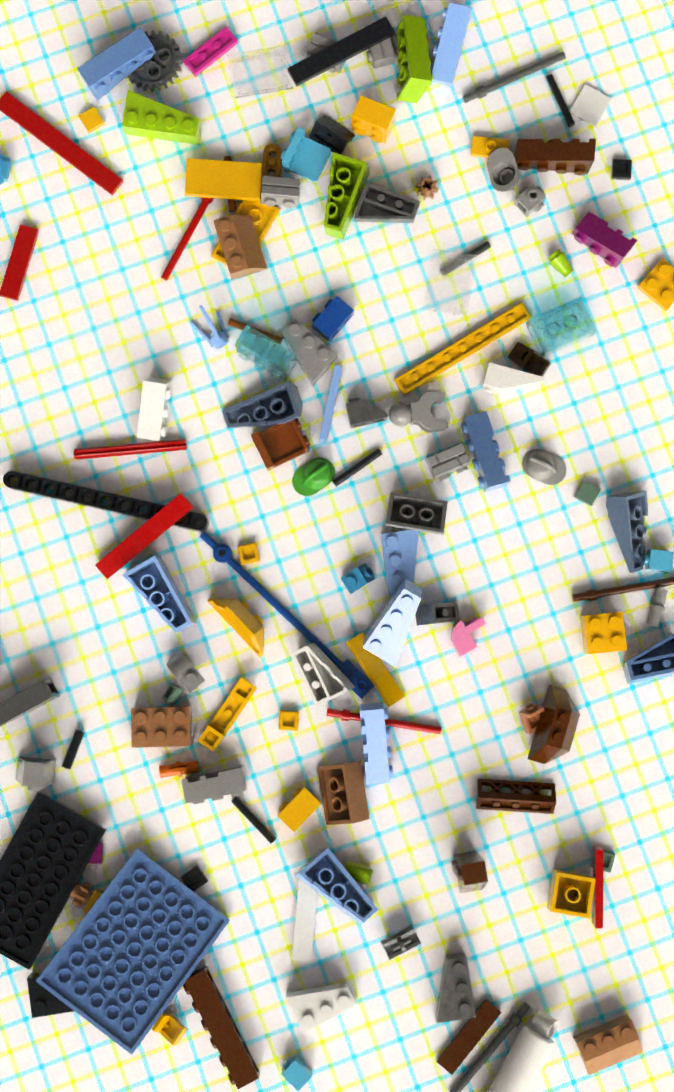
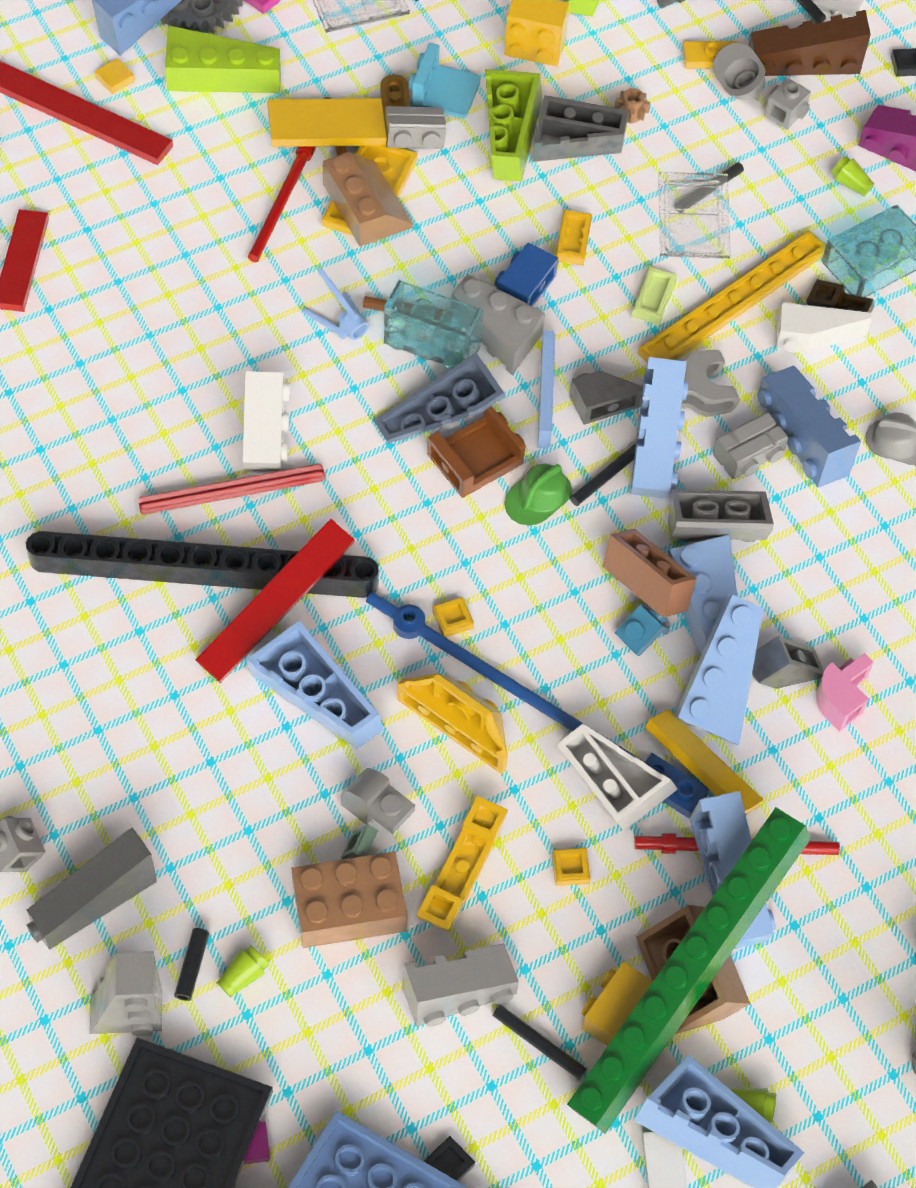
camera: 10 degrees left, 25 degrees down
(100, 757) = (242, 971): none -> lime cone
(178, 769) = (385, 971): orange pin -> none
(331, 134) = (473, 58): black panel -> none
(337, 804) = (689, 970): none -> green brick
(365, 547) = (649, 572): none -> nougat brick
(369, 289) = (573, 237): none -> yellow plate
(390, 450) = (658, 428): none -> light blue wedge
(412, 339) = (654, 295): none -> yellowish green tile

